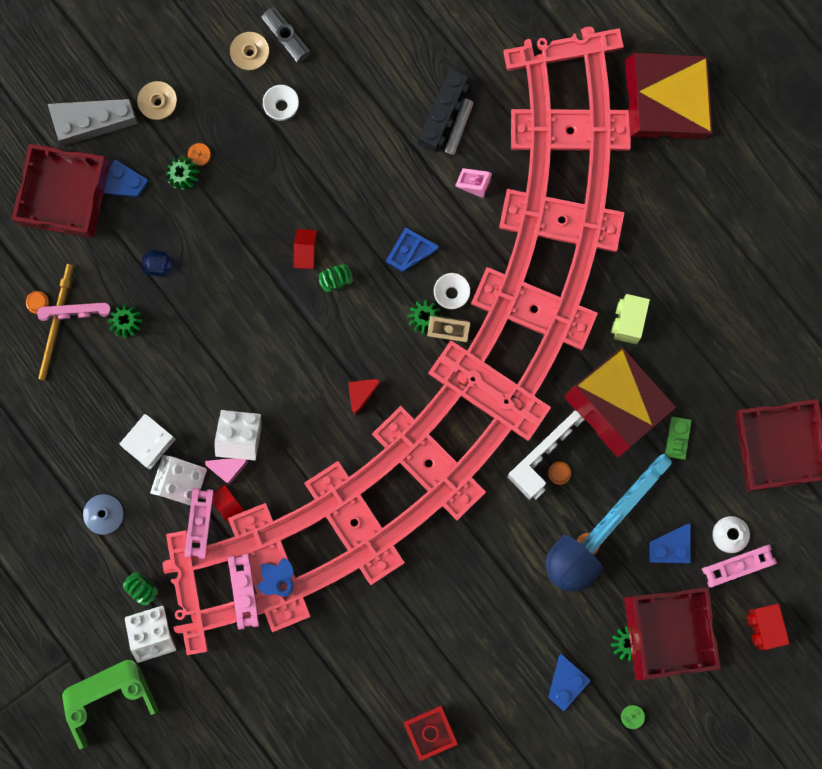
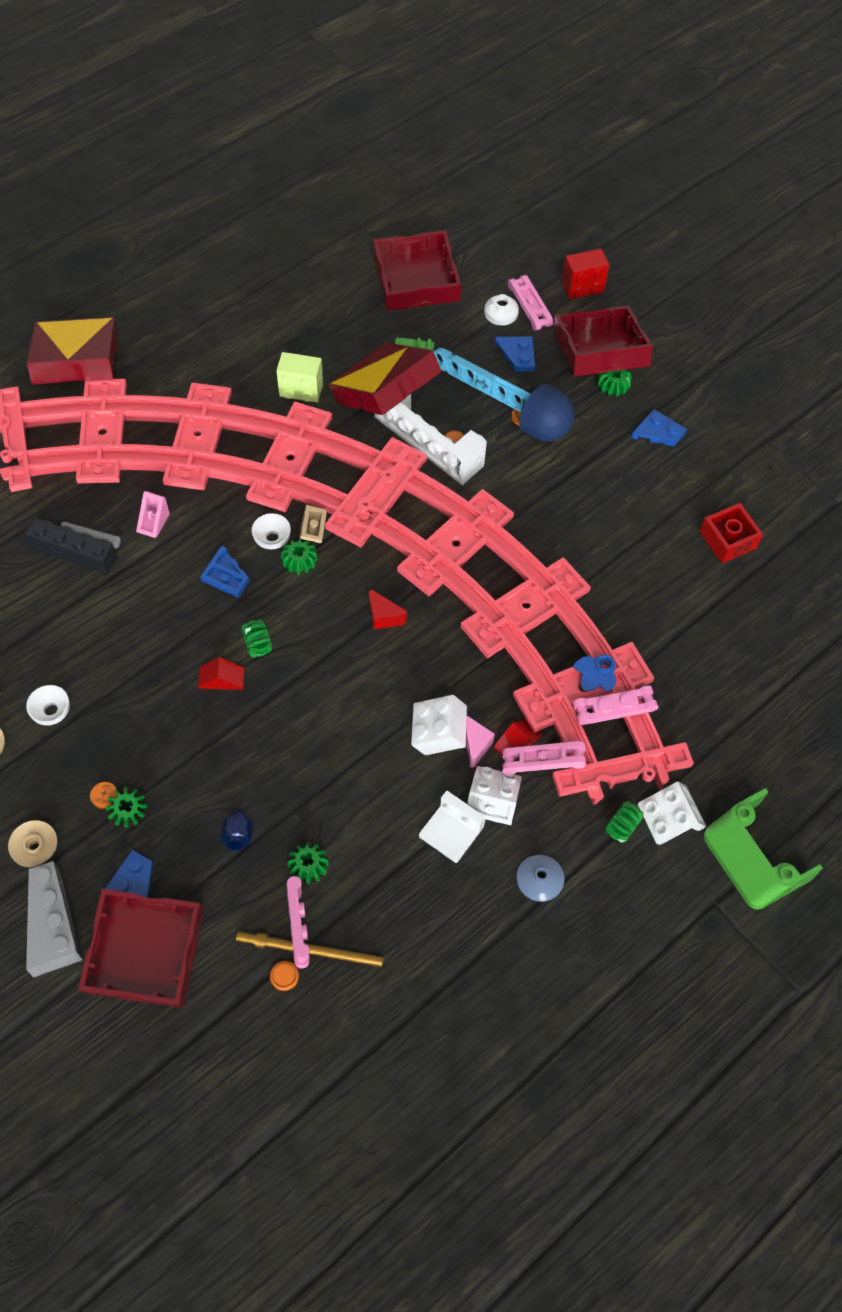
camera: 100 degrees left, 20 degrees down
(632, 717) = (681, 378): bright green piece -> none

